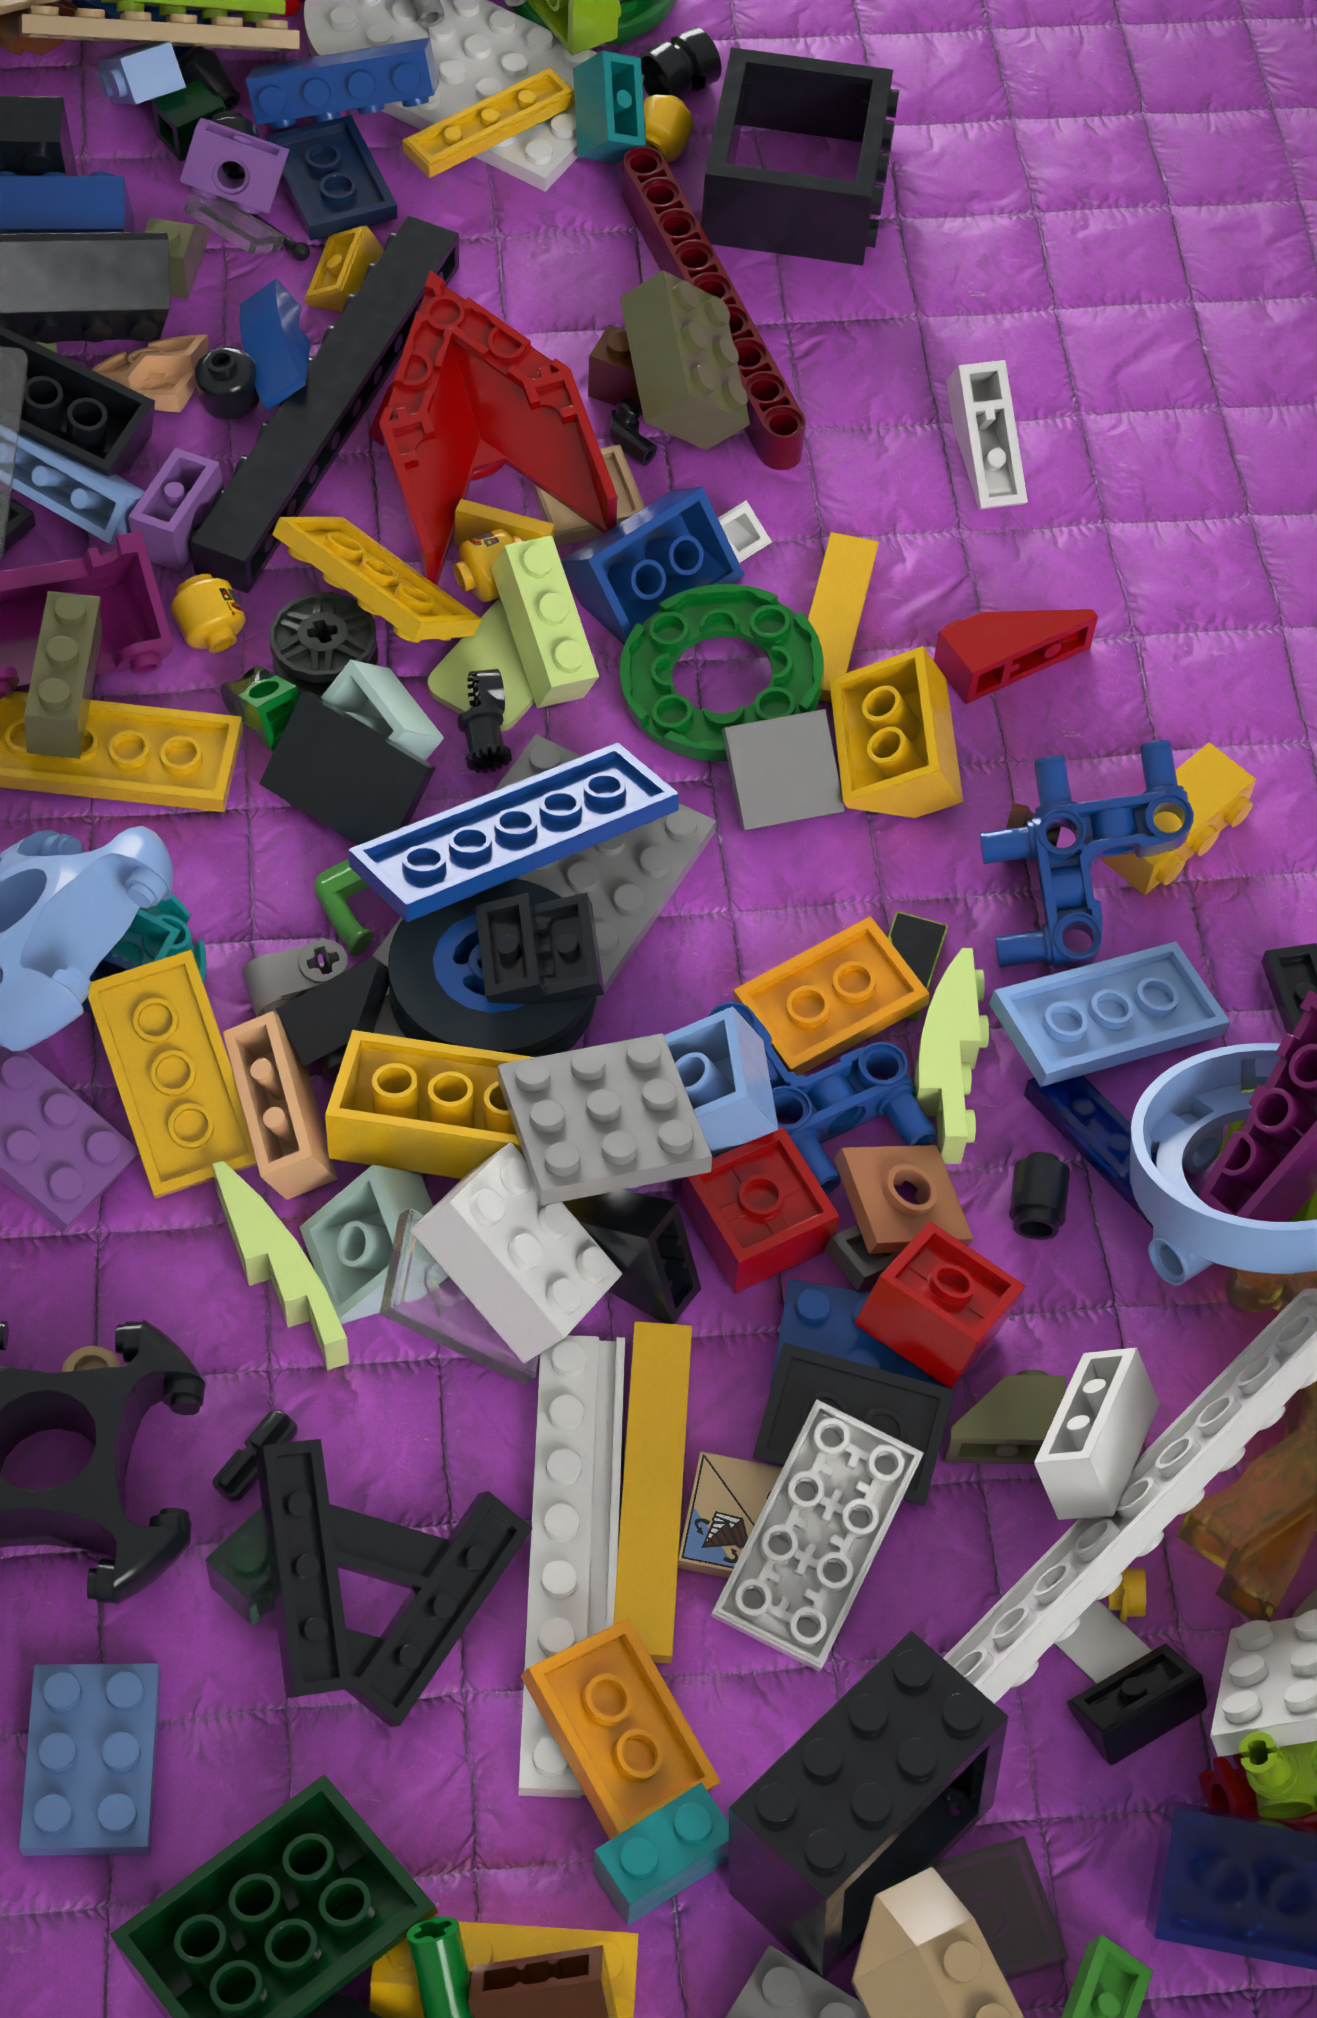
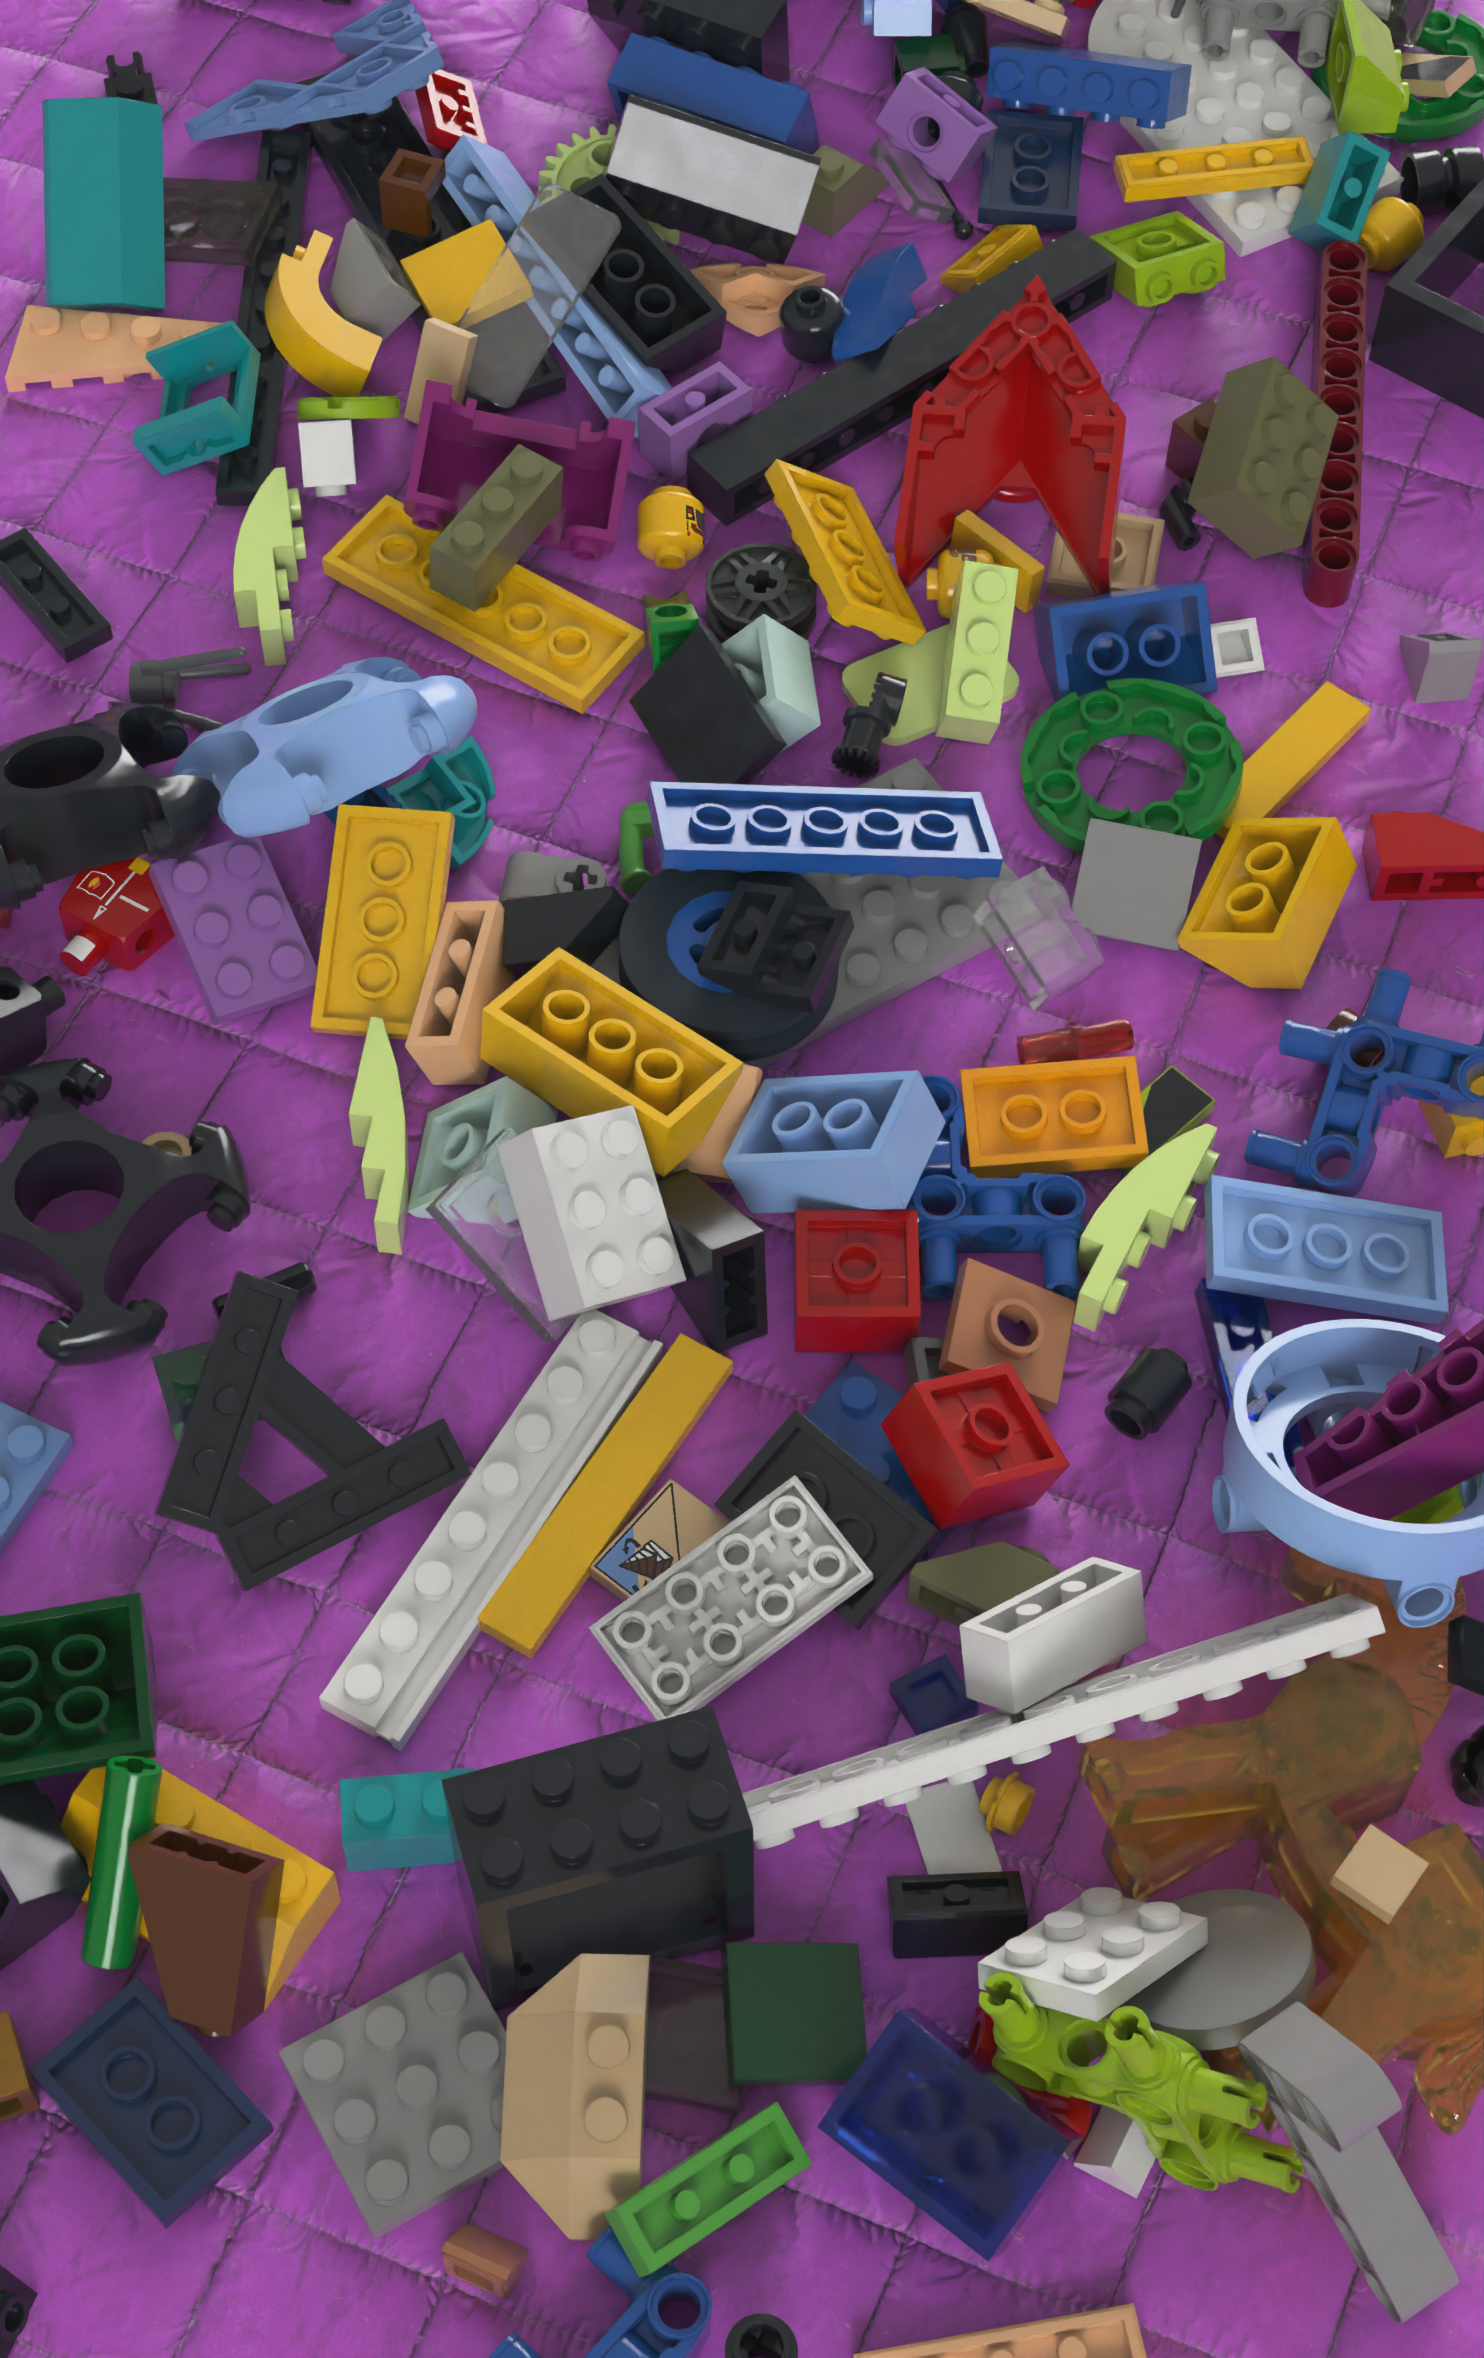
camera: 30 degrees right, 0 degrees up
(490, 215) = (1163, 258): none -> lime plate
(603, 1119) = (731, 1121): light grey plate -> none
(618, 1726) = (435, 1680): light orange plate -> none
(735, 848) = (1039, 937): none -> clear brick
(808, 927) = (1075, 1042): none -> clear red axle
(911, 480) = (1441, 665): none -> light grey slope
(1016, 1533) = (932, 1696): none -> clear blue tile
(1067, 1854) = (792, 2013): none -> dark green tile

